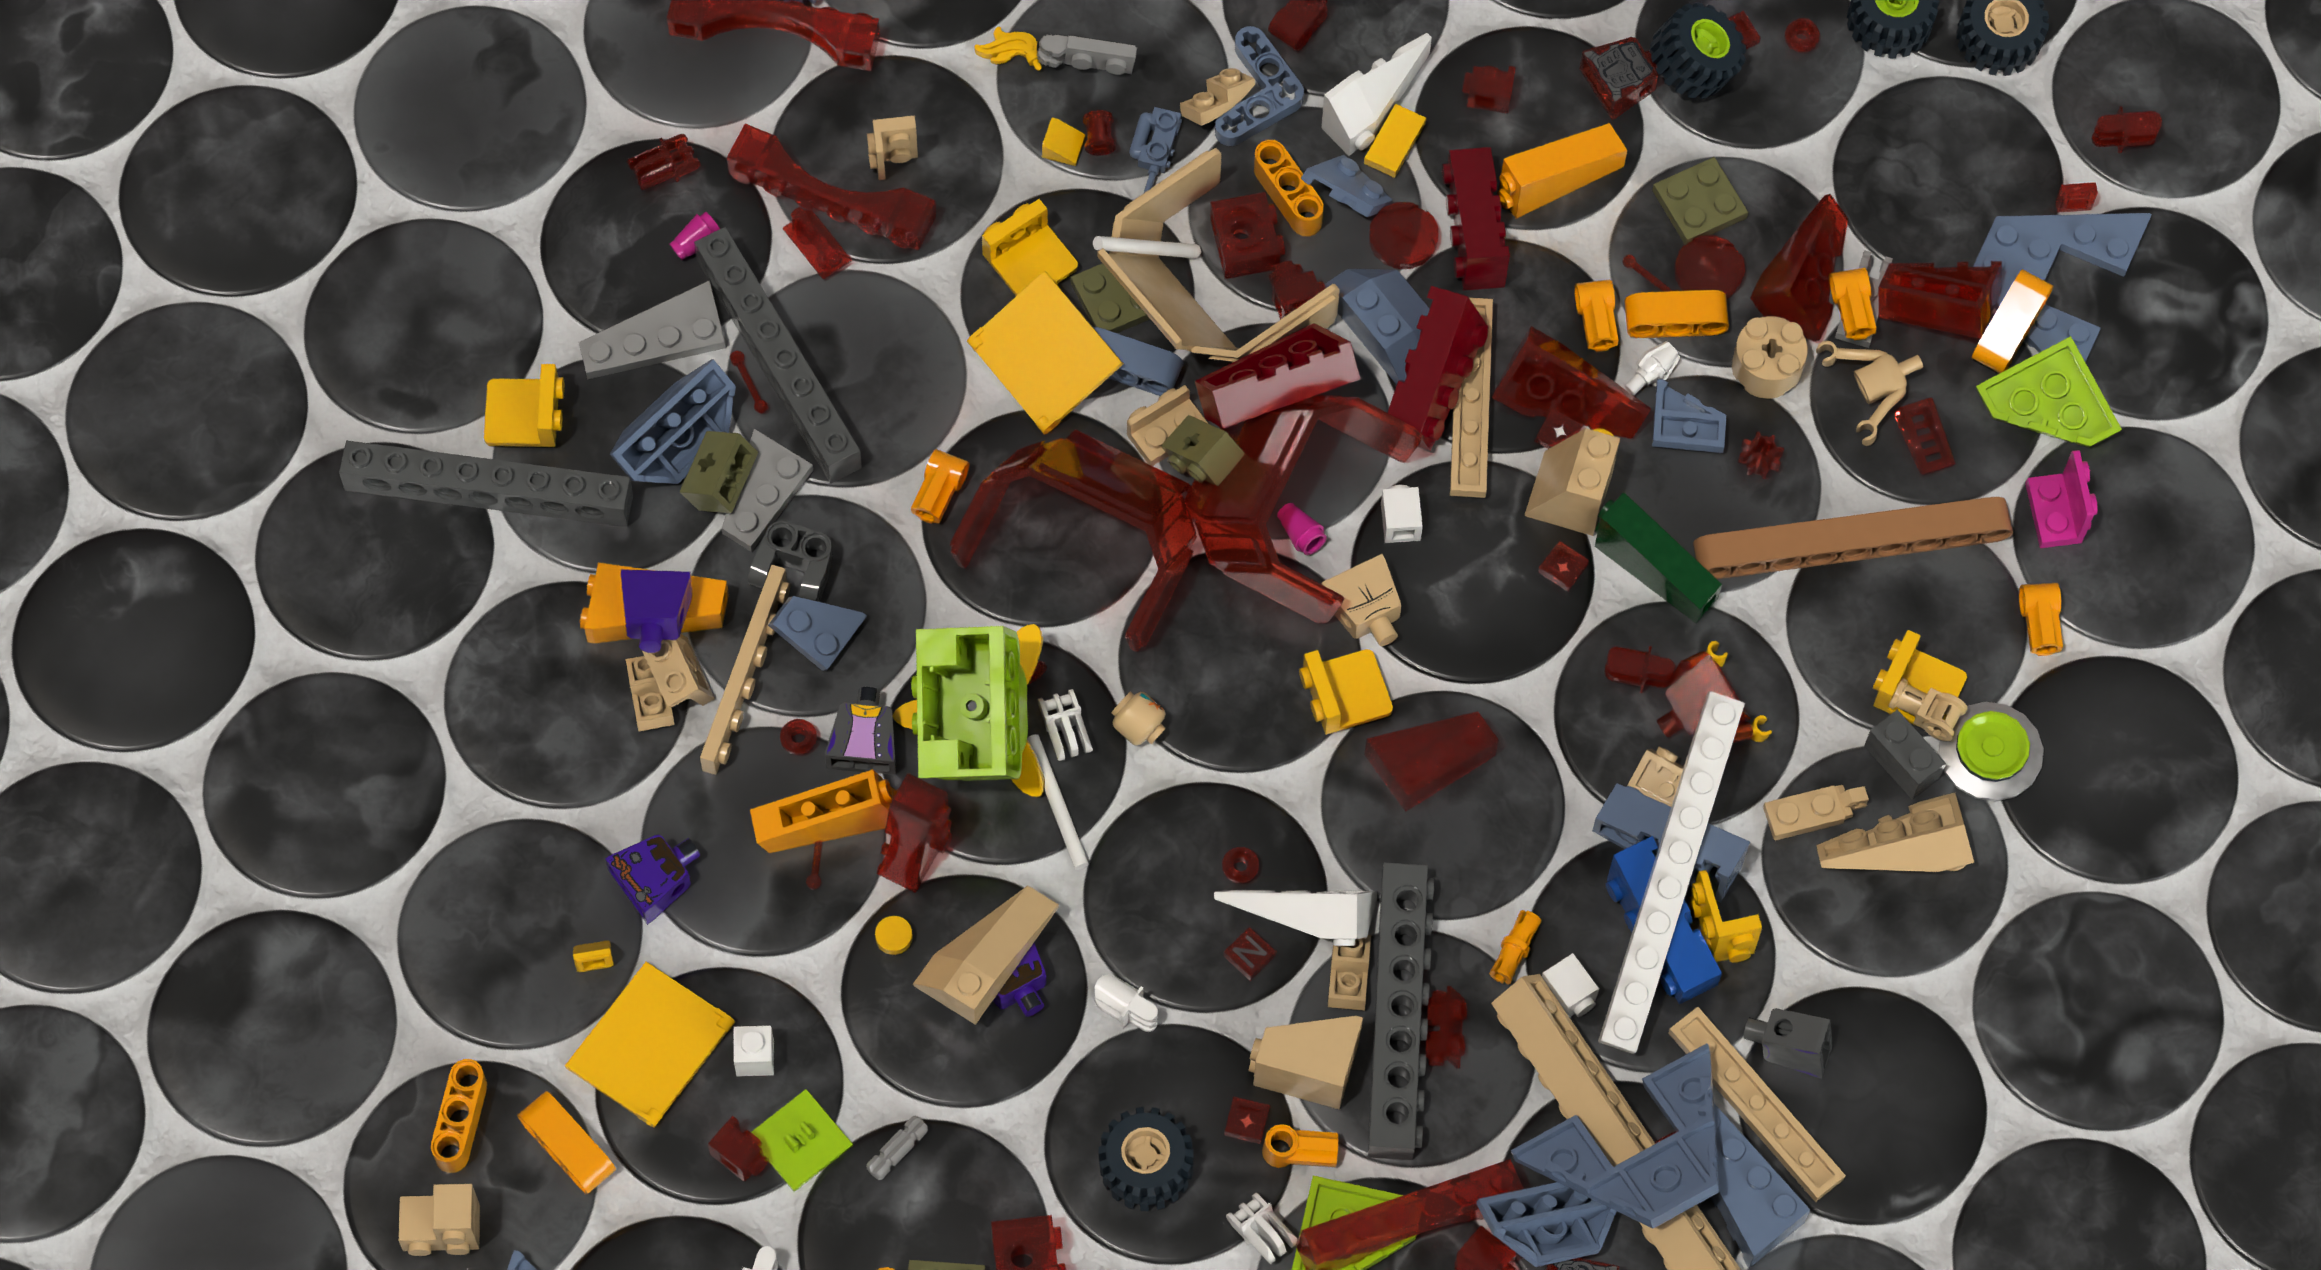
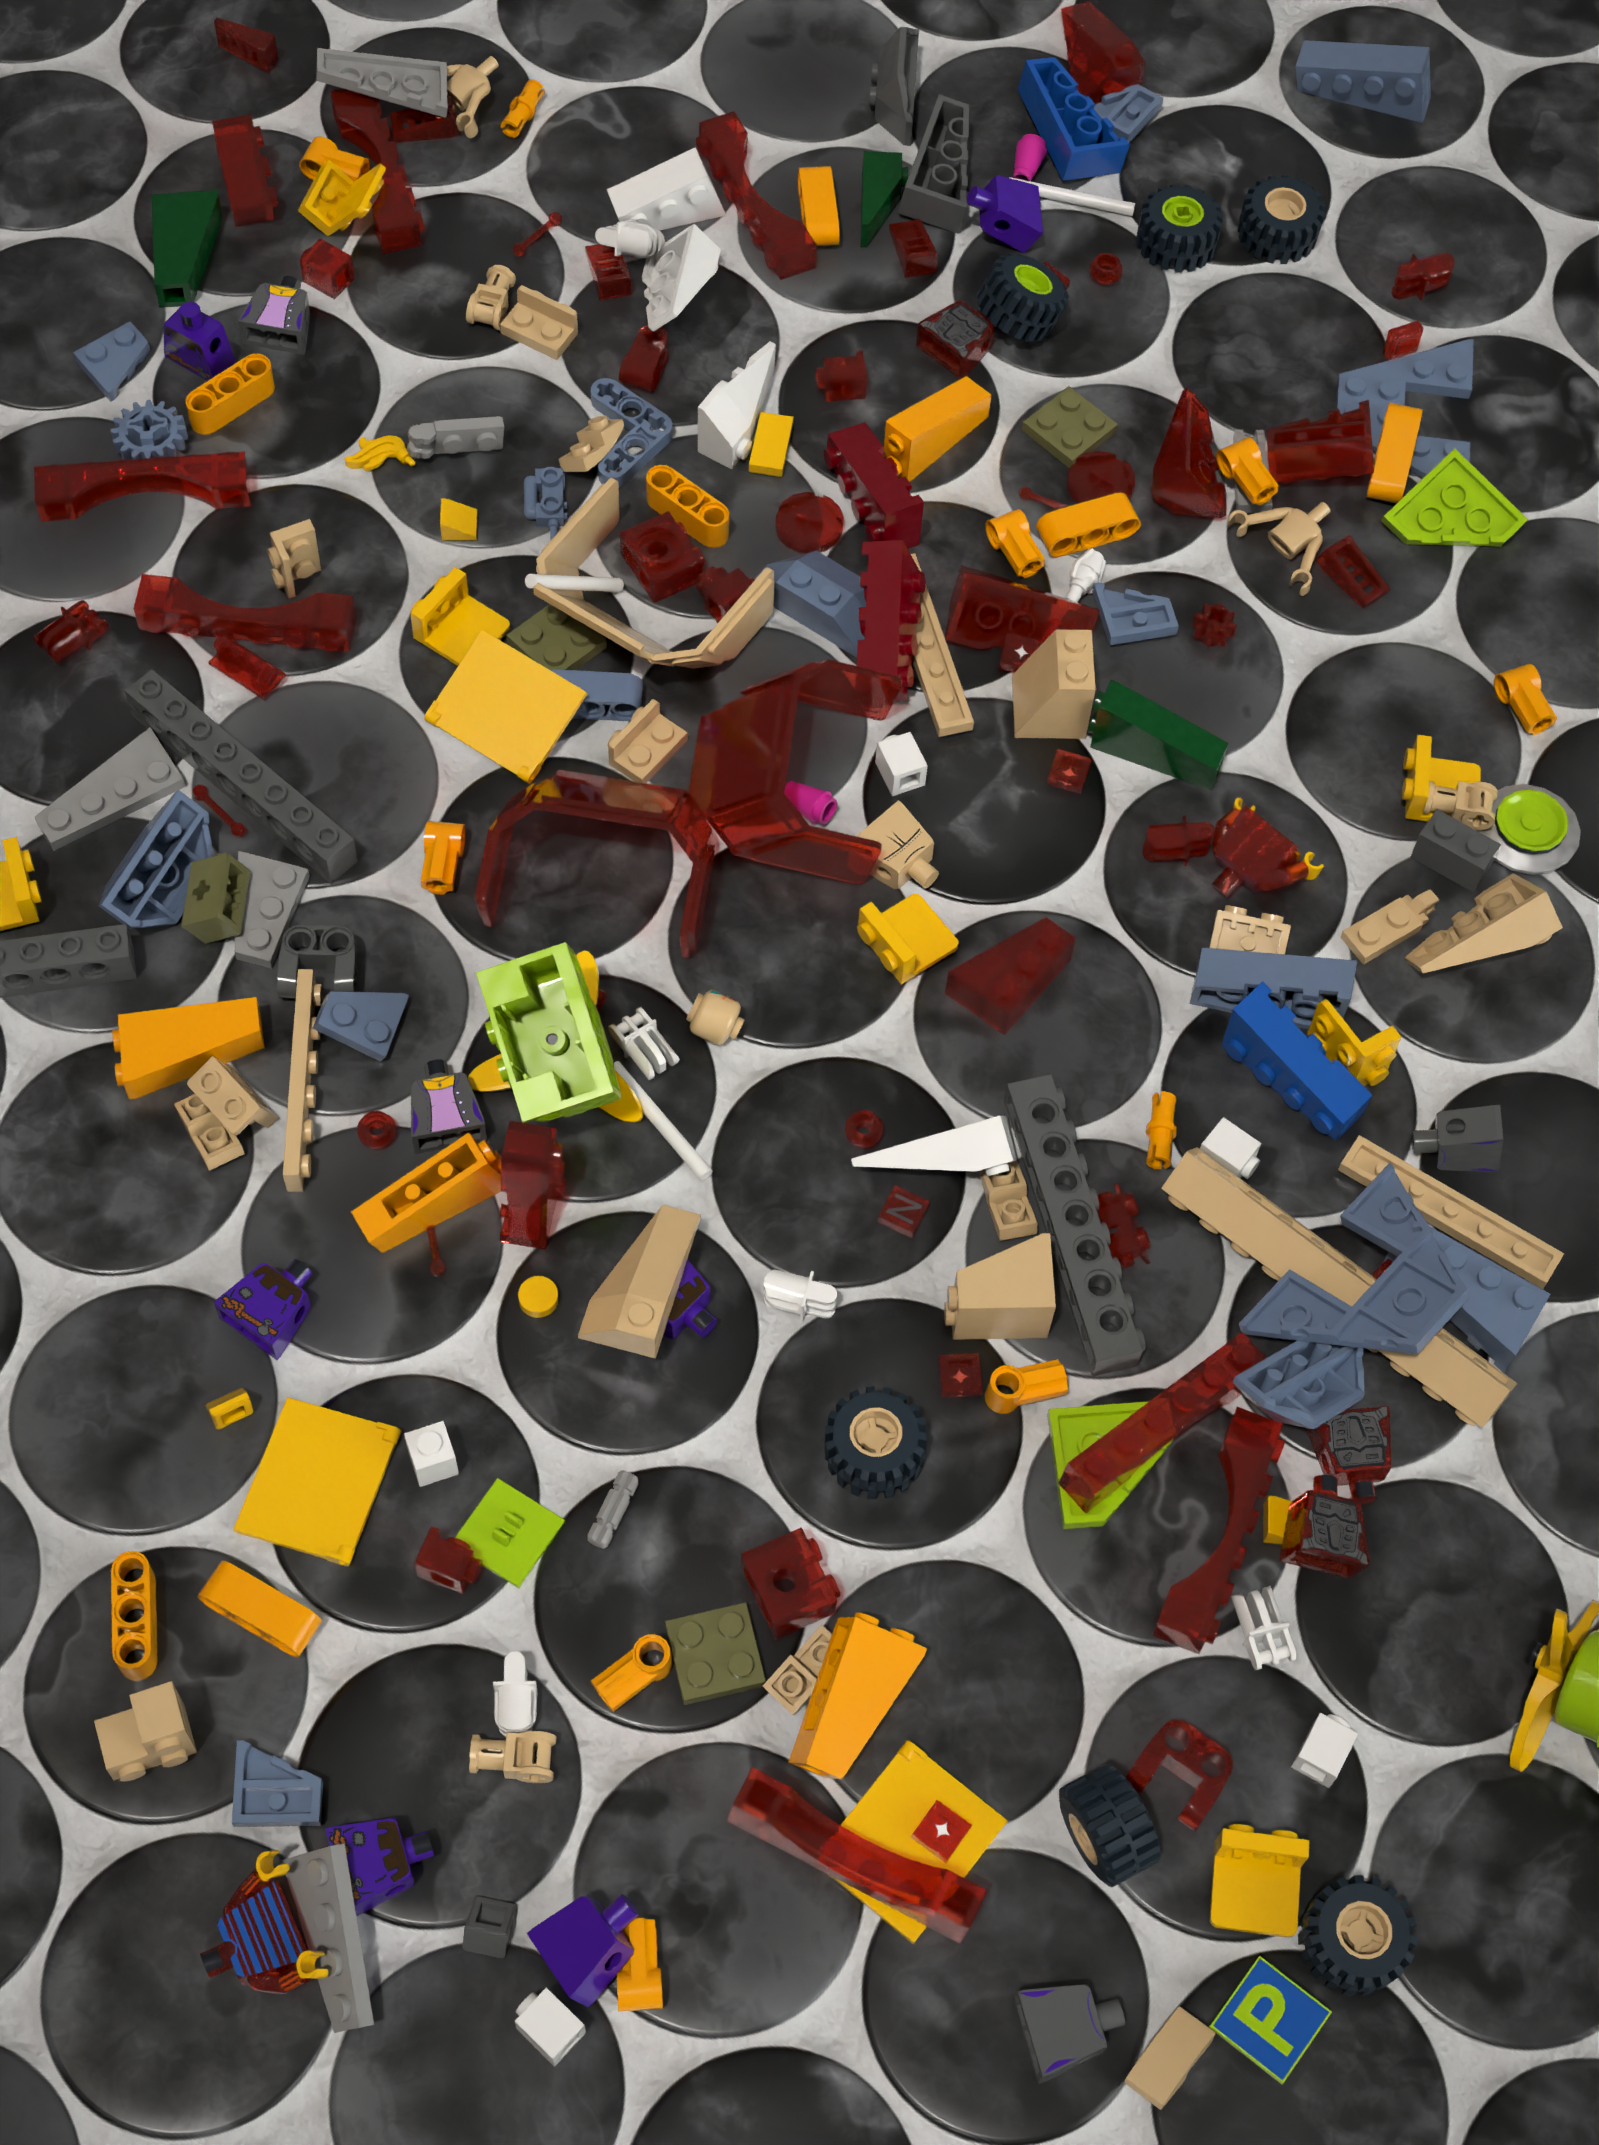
camera: 20 degrees left, 5 degrees down
(655, 605) = (190, 1036): dark purple torso -> none
(696, 229) = (115, 699): dark pink cone -> none
(1099, 133) = (492, 507): clear red bush -> none
(1202, 451) = (692, 751): olive brick -> none
(1262, 1228) = (1018, 1478): white arm -> none
(1277, 376) = (744, 661): dark red wedge -> none
(1349, 185) = (745, 489): sand blue wing -> none
(1671, 872) = (1294, 1013): white plate -> none
(1769, 356) = (1188, 538): tan brick -> none
(1854, 537) = (1329, 673): medium nougat beam -> none
(2062, 504) = (1507, 595): dark pink bracket -> none

